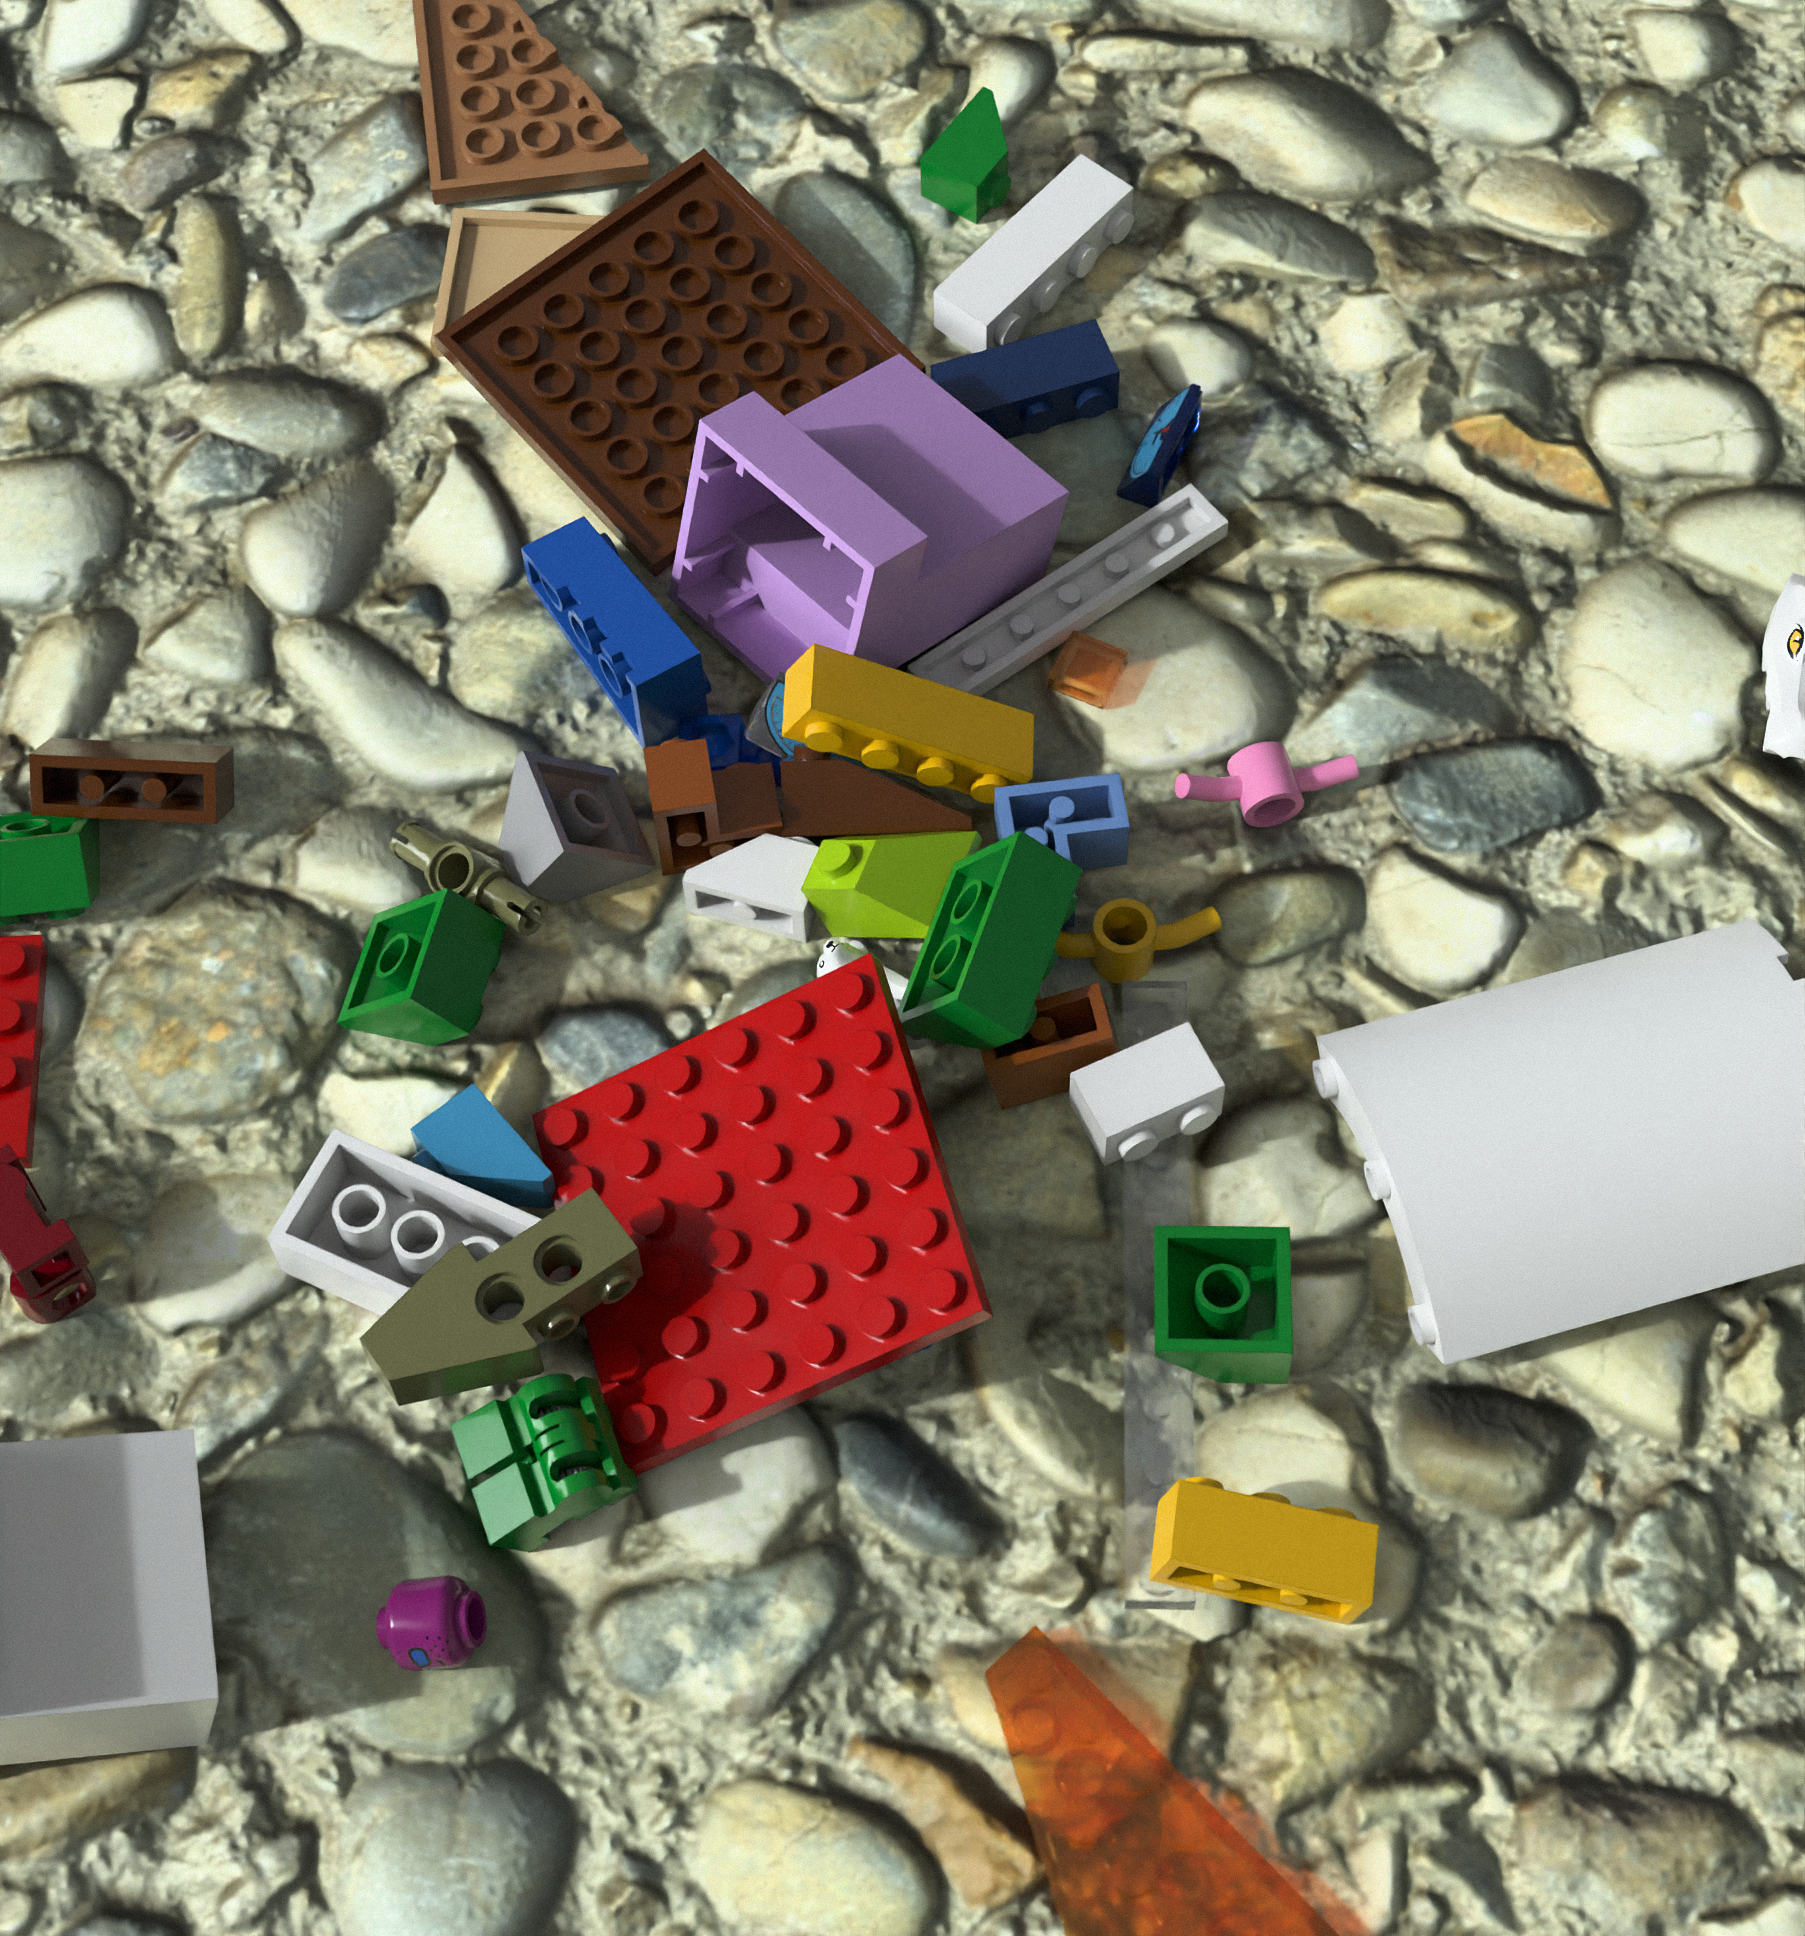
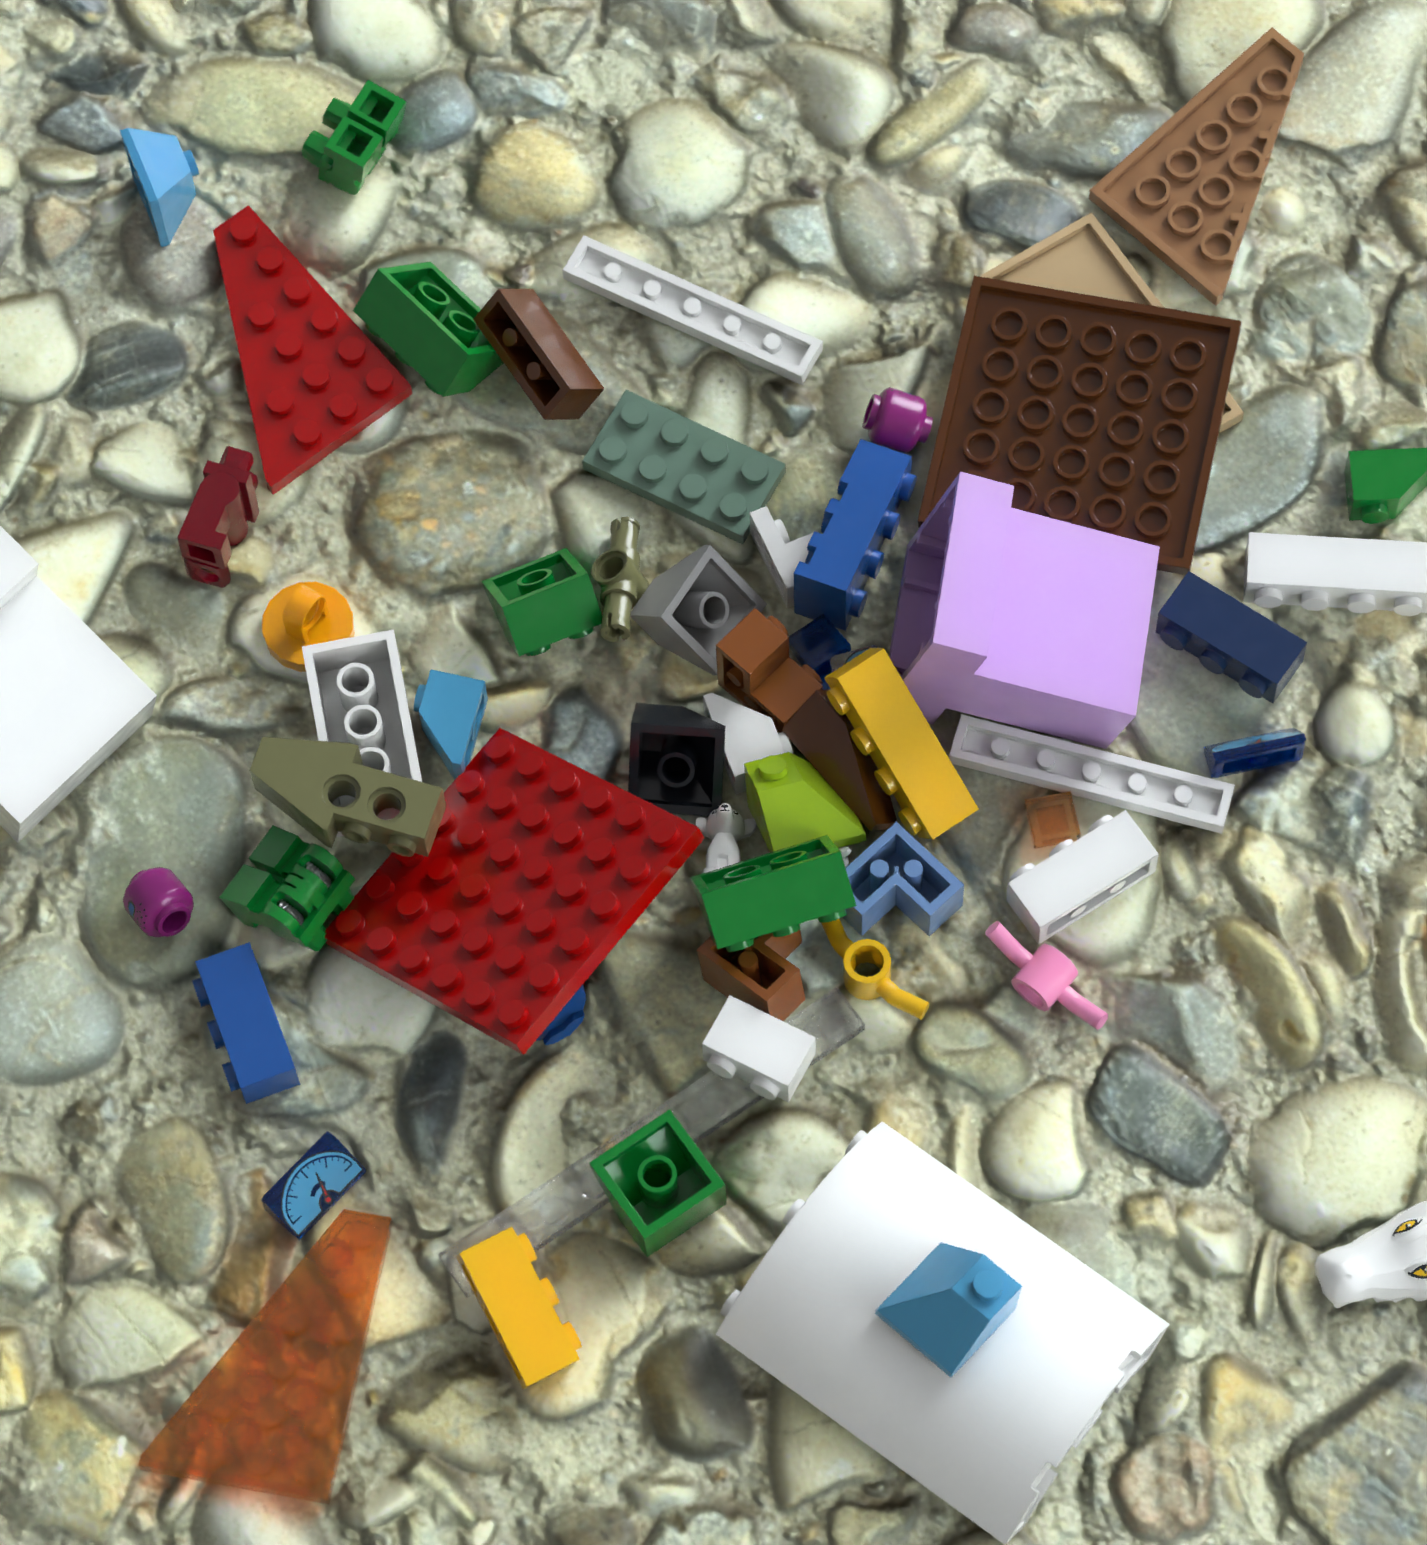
camera: 55 degrees right, 5 degrees up
(216, 613) = (693, 310): none -> white plate
(220, 1234) = (303, 617): none -> light orange tile
(386, 741) = (683, 466): none -> sand green plate
(521, 509) = (897, 420): none -> magenta head
(585, 717) = (777, 551): none -> white slope
(666, 1625) = (245, 1024): none -> blue brick
(723, 956) = (676, 759): none -> black slope
(928, 1689) = (312, 1185): none -> slope
(1176, 680) = (1081, 875): none -> white brick
(1622, 1078) = (951, 1305): none -> dark azure slope

